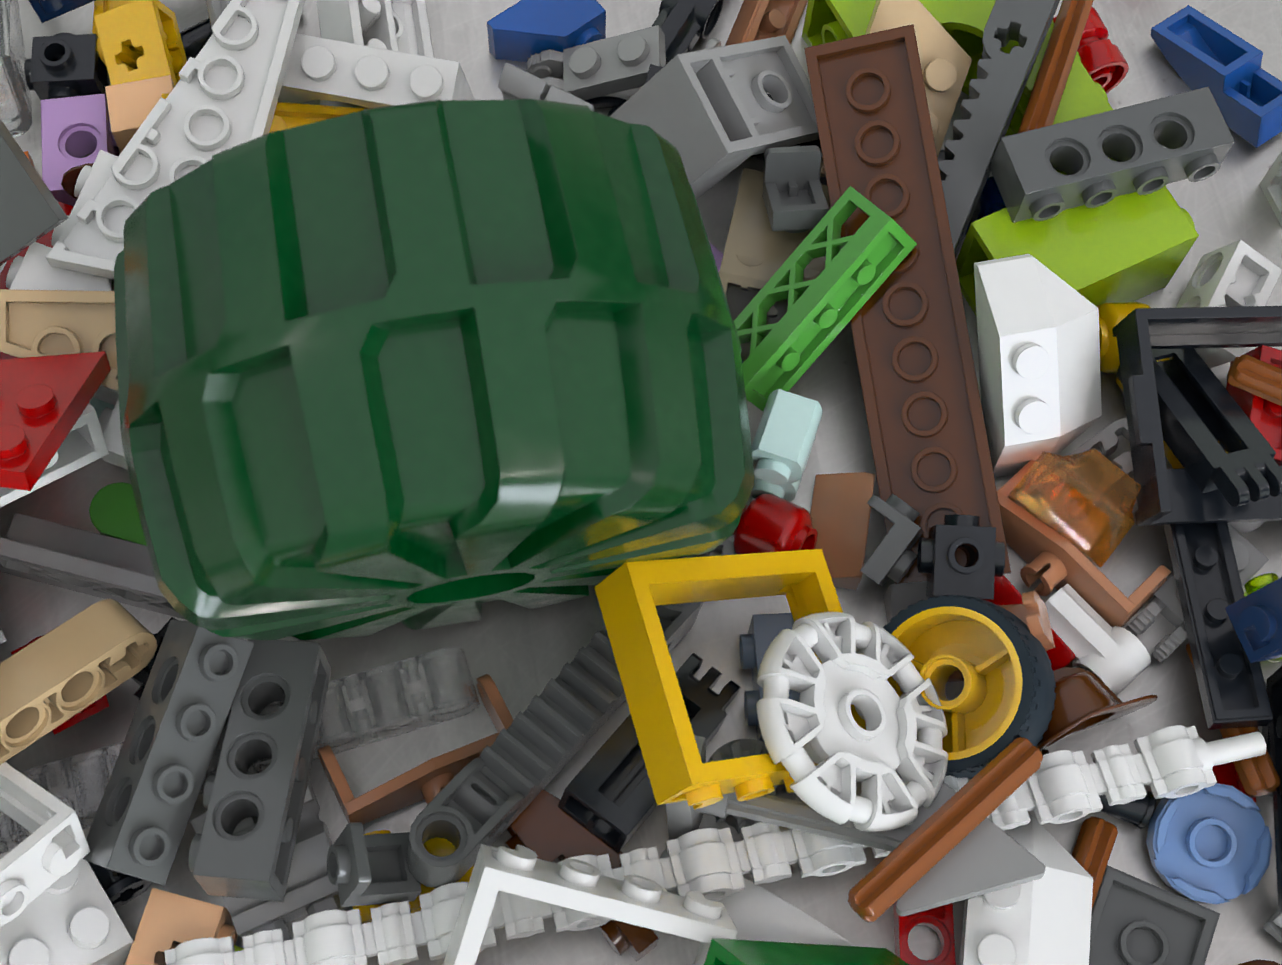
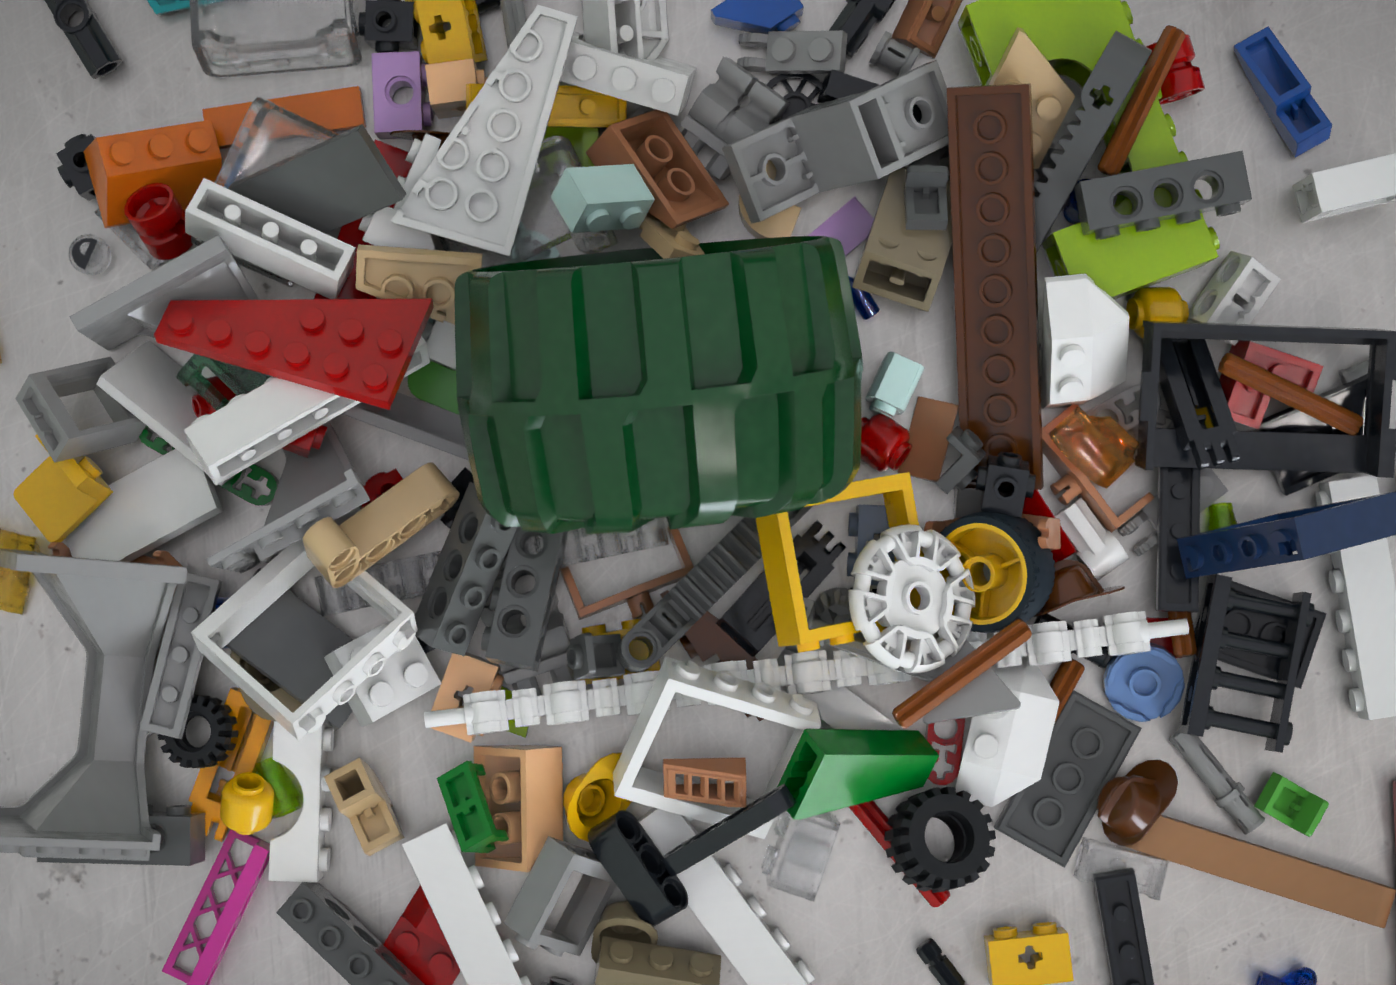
camera: 15 degrees right, 20 degrees up
(818, 306) = (935, 292): bright green fence -> none

